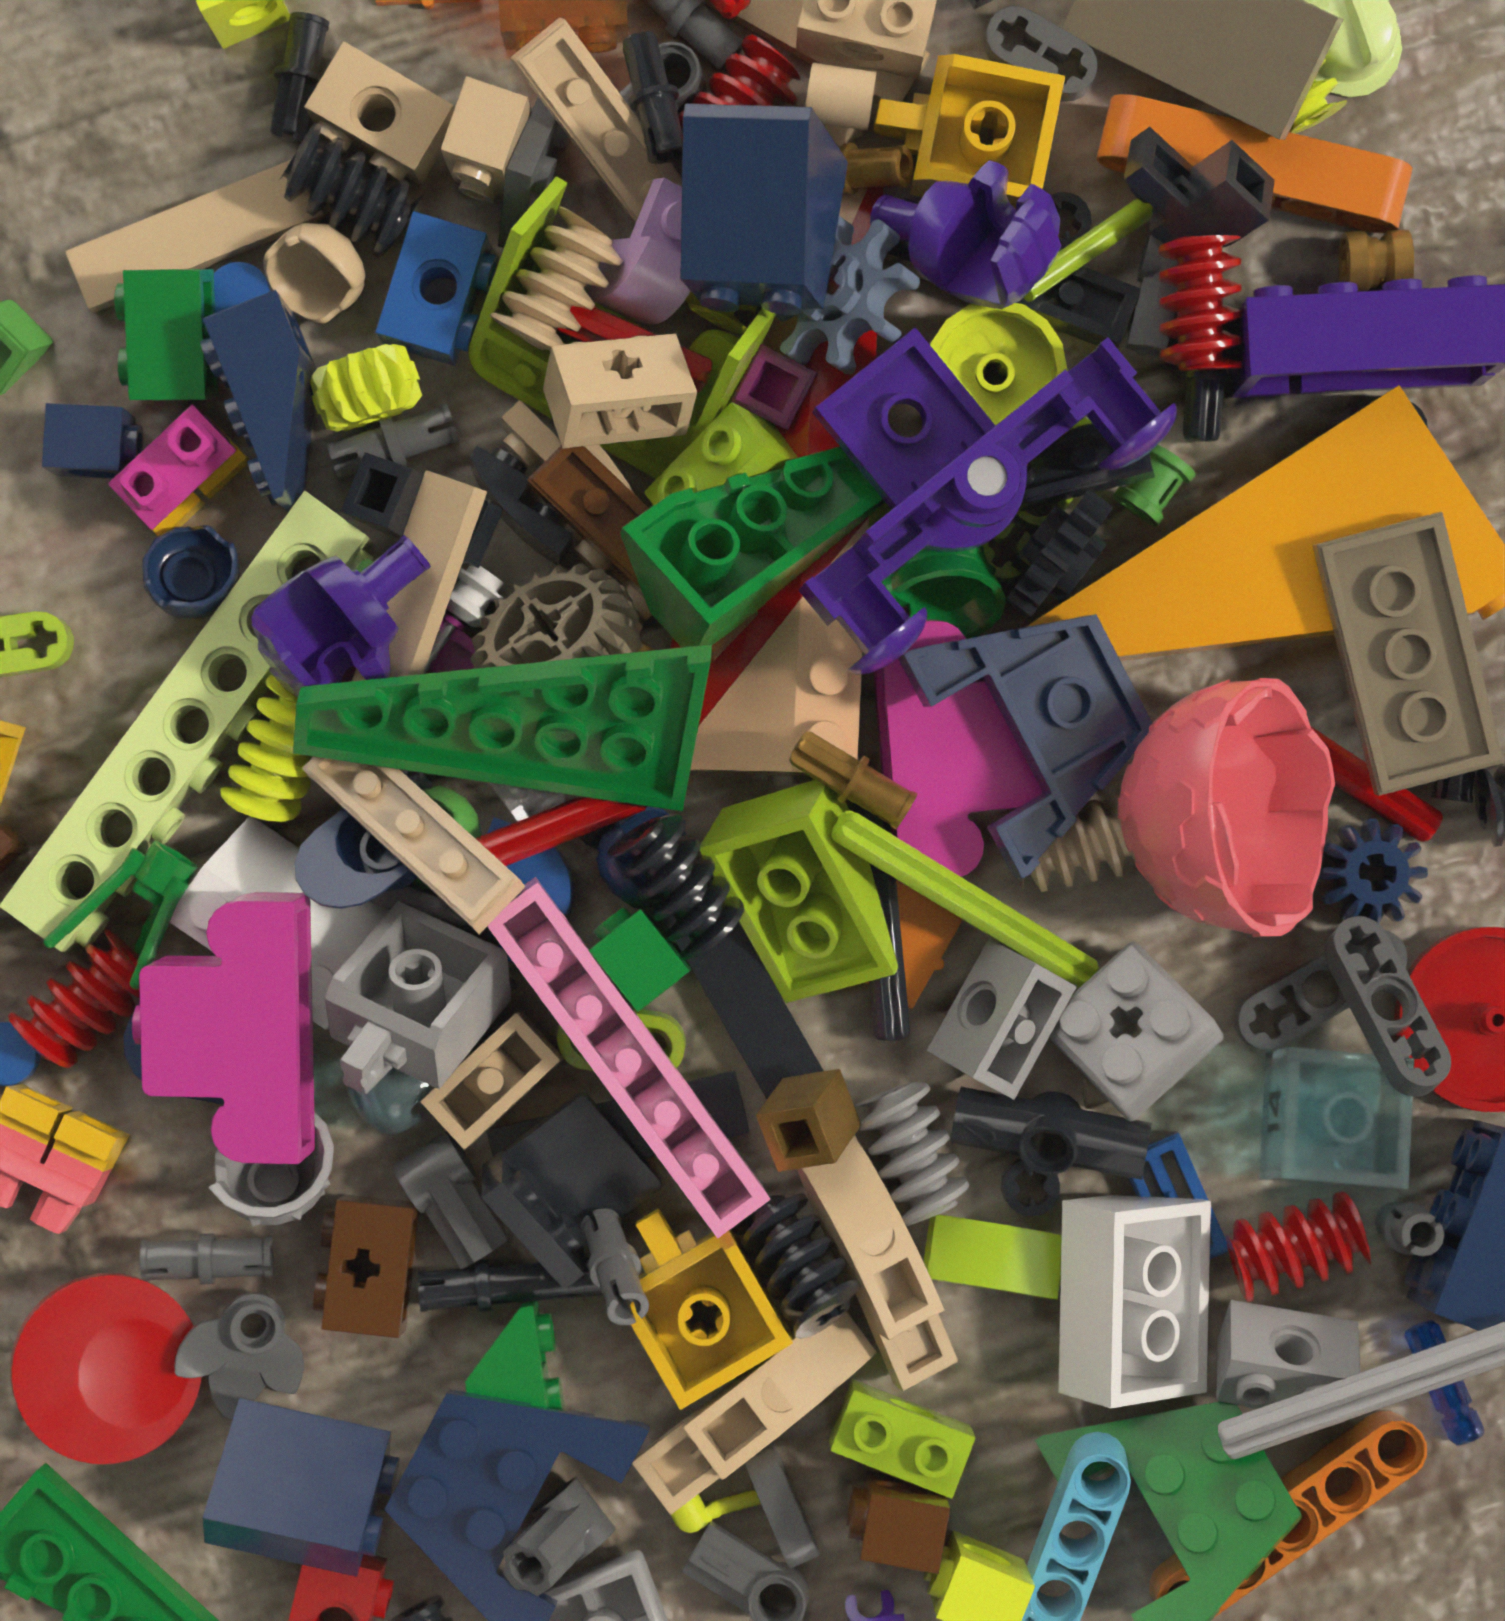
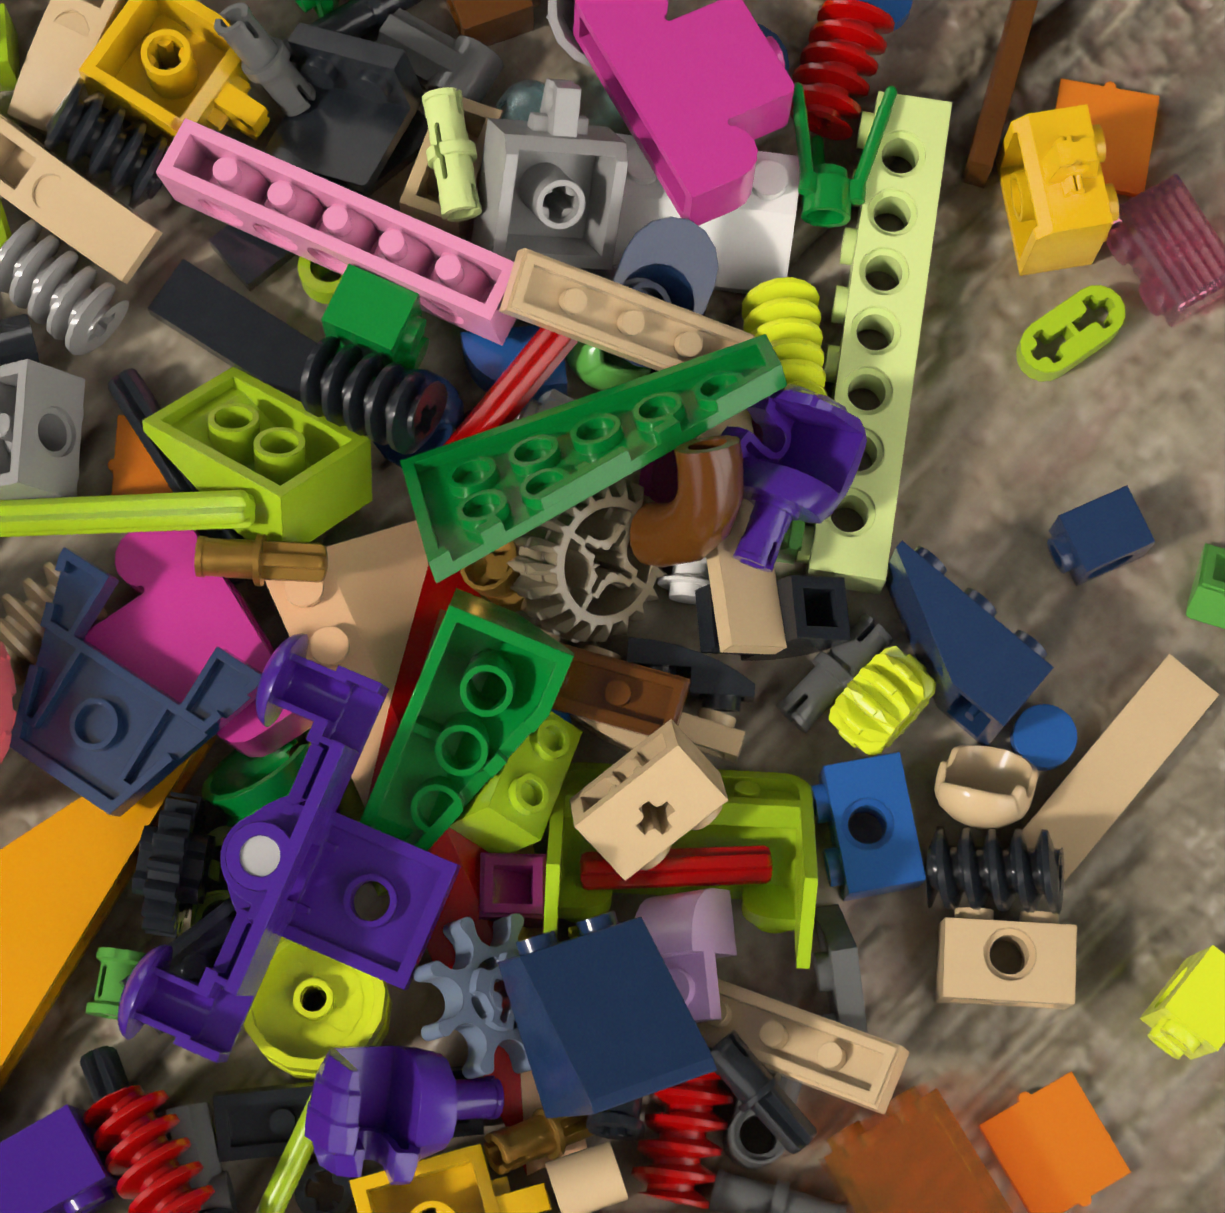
camera: 145 degrees right, 10 degrees down
(164, 333) = (1094, 670): green brick -> none
(166, 473) = (1009, 544): dark pink hips -> none
(190, 571) = (948, 466): dark blue hair -> none
(298, 76) = (1101, 960): black axle -> none
(440, 612) = (703, 507): none -> reddish brown cylinder
(483, 138) = (896, 975): tan brick -> none
(489, 1076) = (451, 154): none -> yellowish green pin
(559, 282) = (753, 871): tan piece -> none
(808, 1120) = (157, 260): pearl gold brick -> none

